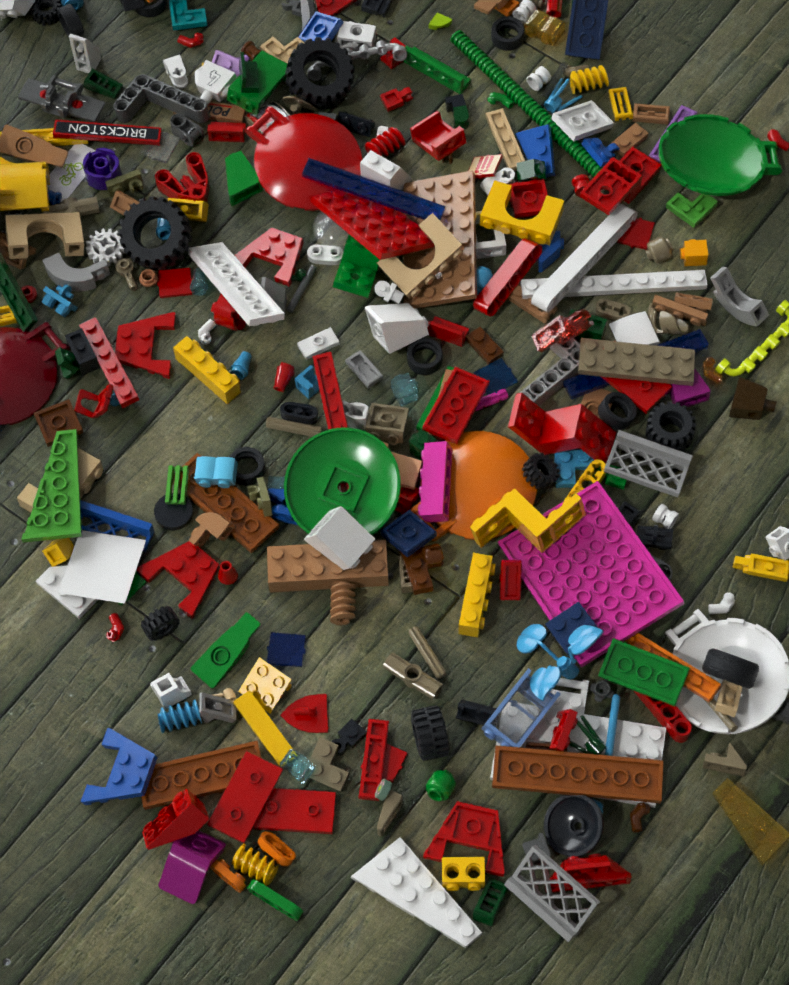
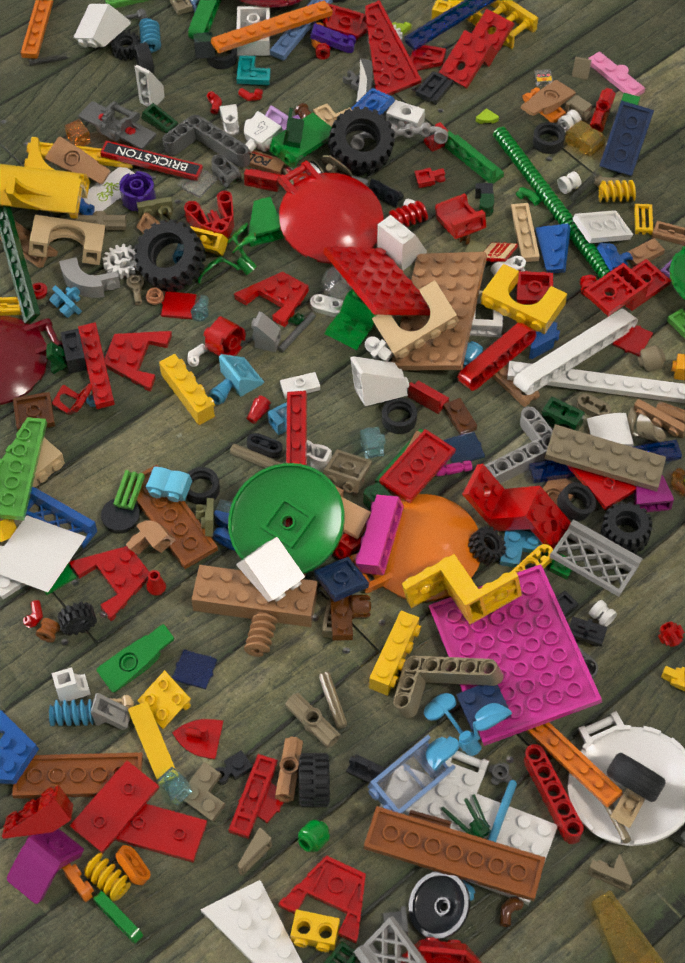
camera: 10 degrees right, 5 degrees down
(22, 116) = (77, 133): none -> clear orange brick
(133, 640) = (48, 630): none -> dark orange wheel
(155, 54) = (215, 101): none -> red arm
(231, 225) = (244, 261): none -> green plant
(236, 284) = (233, 314): white plate -> none
(256, 343) = (239, 373): none -> medium azure slope
(364, 369) = (337, 416): light grey plate -> none
(371, 190) = (383, 252): clear blue plate -> none
(383, 789) = (253, 828): sand green tile -> none
(401, 717) = (288, 779): none -> medium nougat piece
(510, 579) = (433, 640): red tile -> none
(527, 607) = (432, 669): none -> dark tan beam
(531, 170) = (542, 262): brick -> none
(554, 102) = (580, 205): dark azure plant -> none
(561, 733) = (445, 812): red wing -> none
(562, 329) = (538, 413): clear red plate -> none
(644, 672) = (546, 763): green tile -> none
(724, 606) = (644, 714): white arm -> none
(734, 523) = (671, 634): none -> red gear

